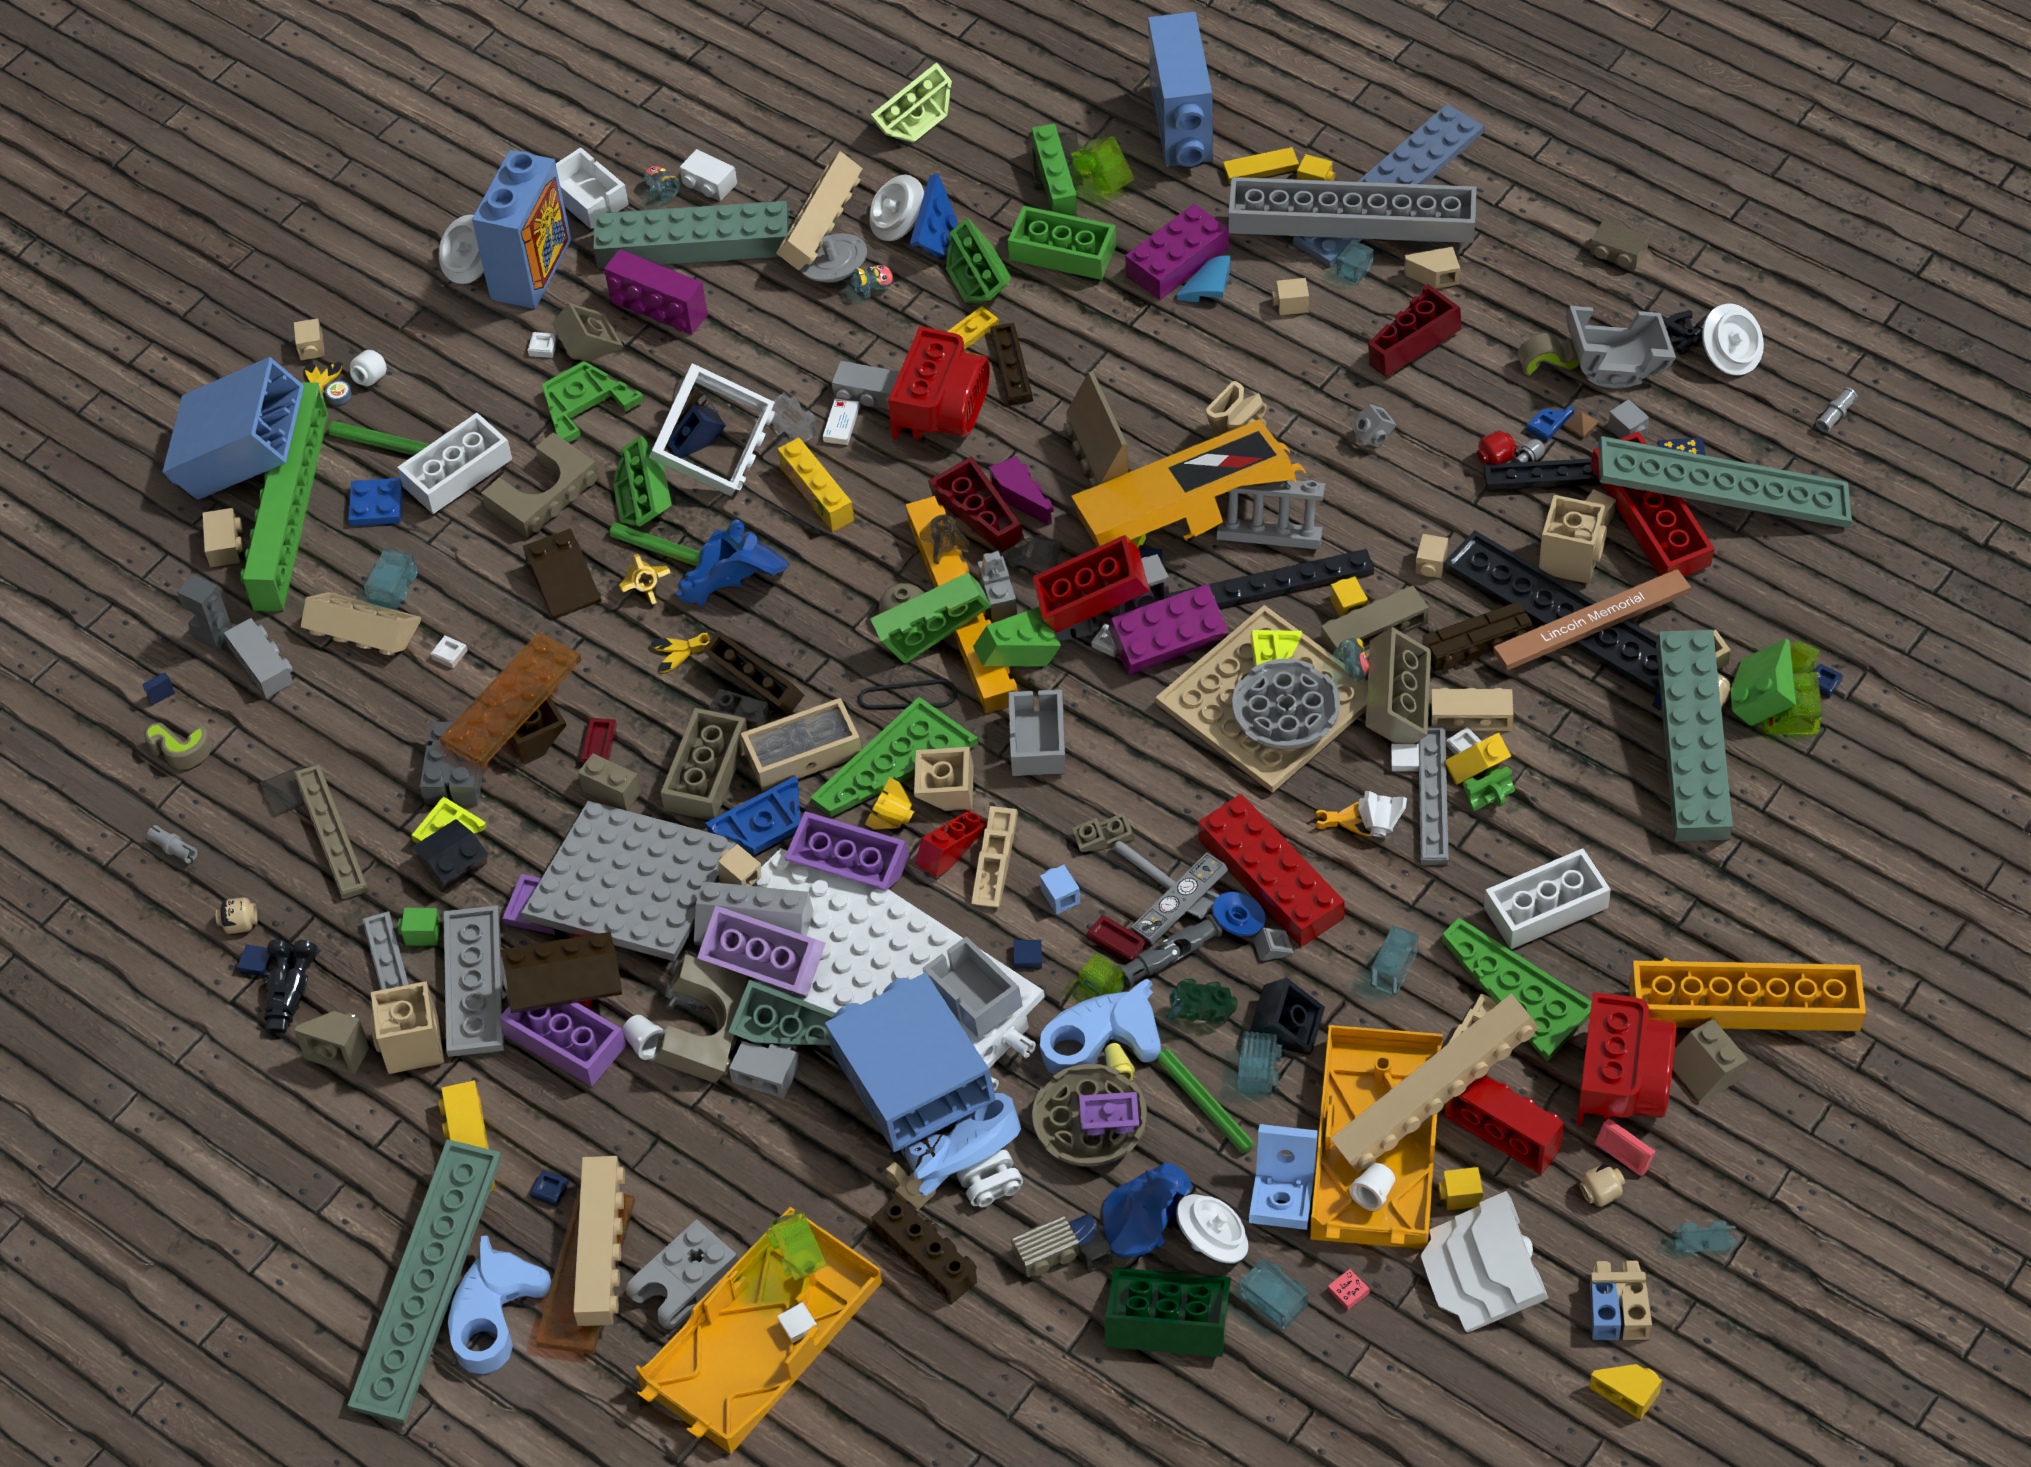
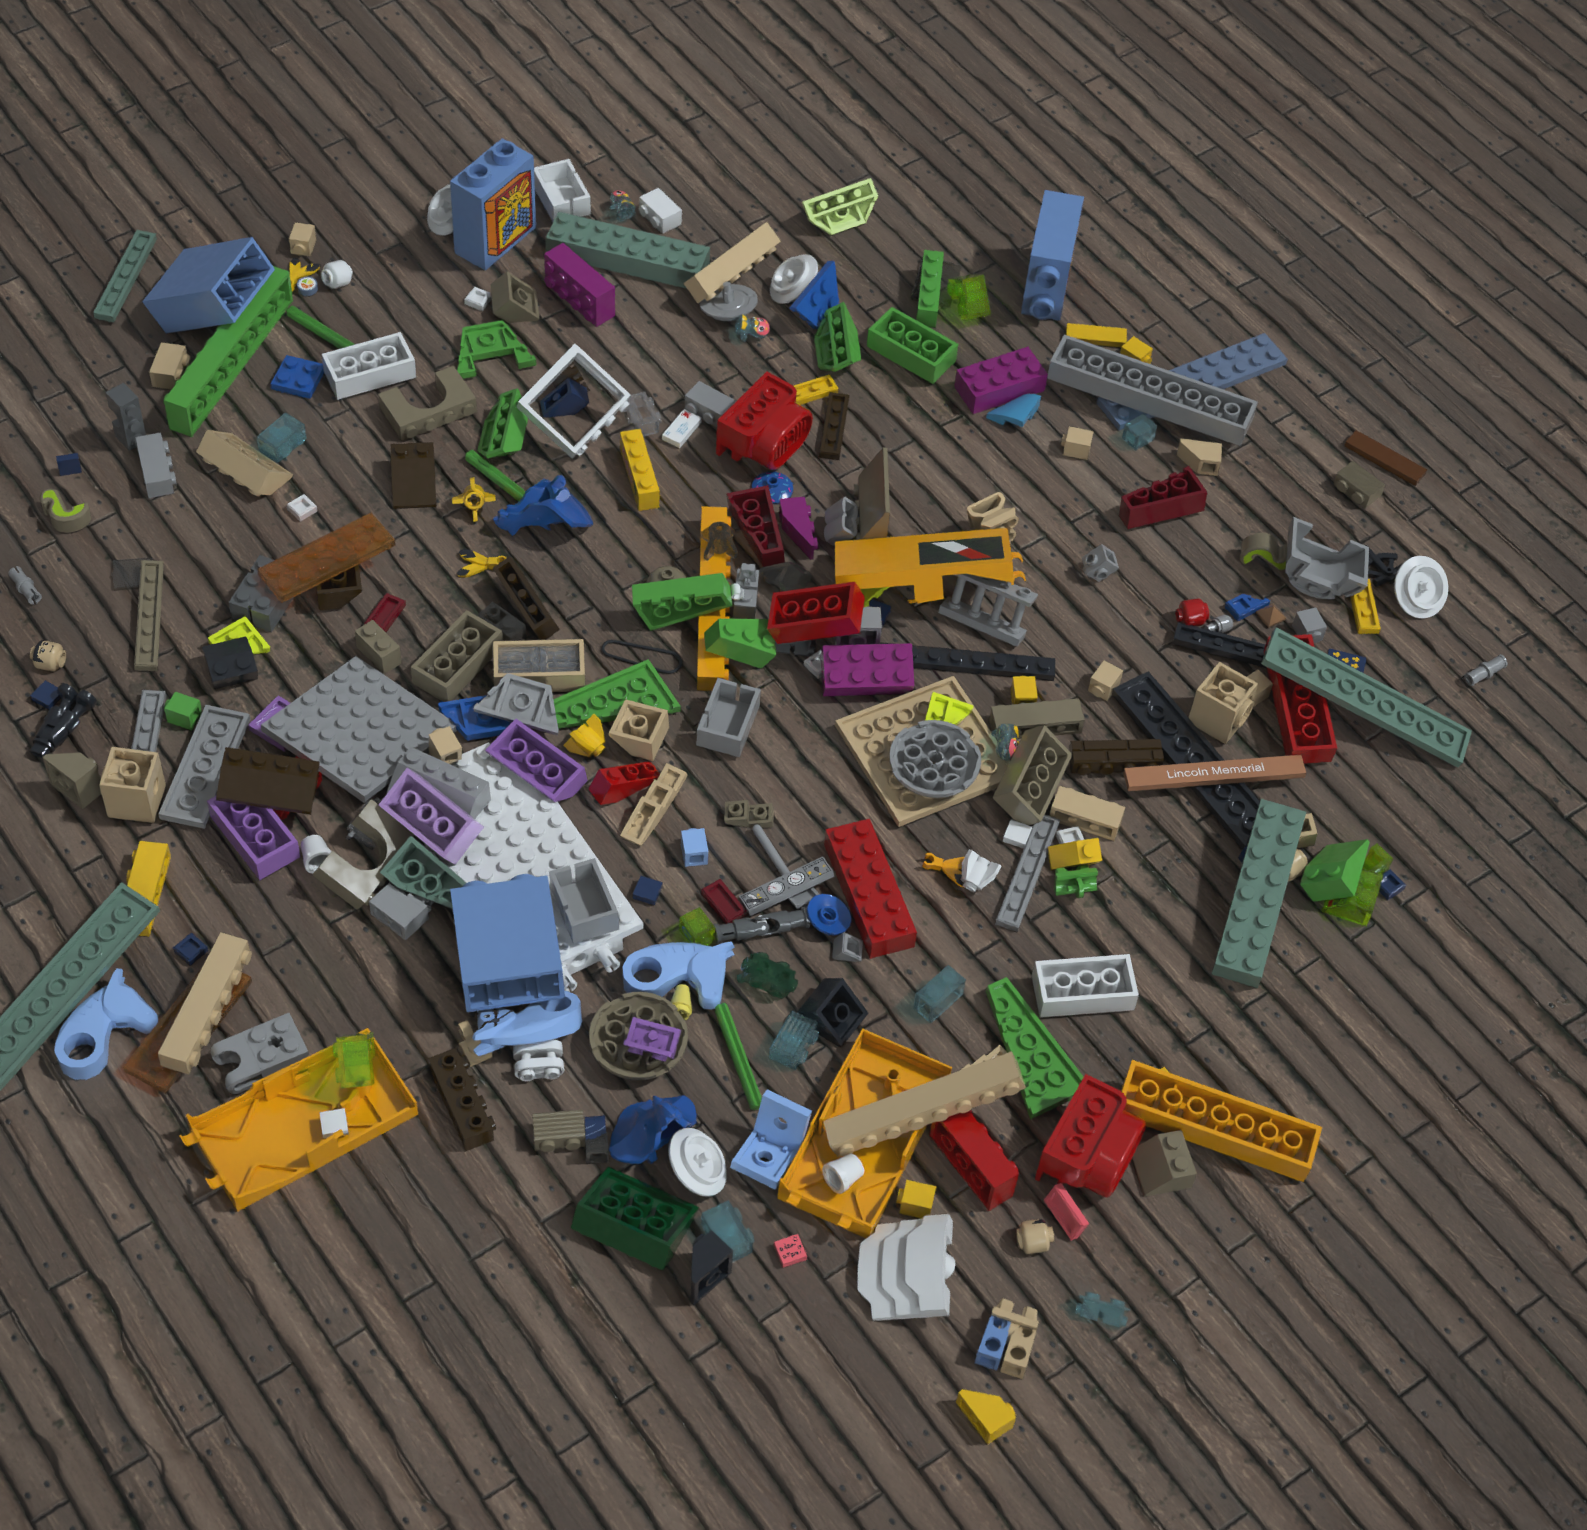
camera: 10 degrees right, 0 degrees up
(120, 448) = (125, 276): none -> sand green plate
(802, 788) = (521, 700): none -> light grey wing
(978, 448) = (779, 485): none -> blue dish
(990, 589) = (736, 592): none -> white hand
(1067, 471) = (841, 521): none -> light grey brick
(1270, 1333) = (710, 1264): none -> black slope
(1635, 205) = (1385, 458): none -> reddish brown tile
(1682, 387) = (1365, 611): none -> yellow tile

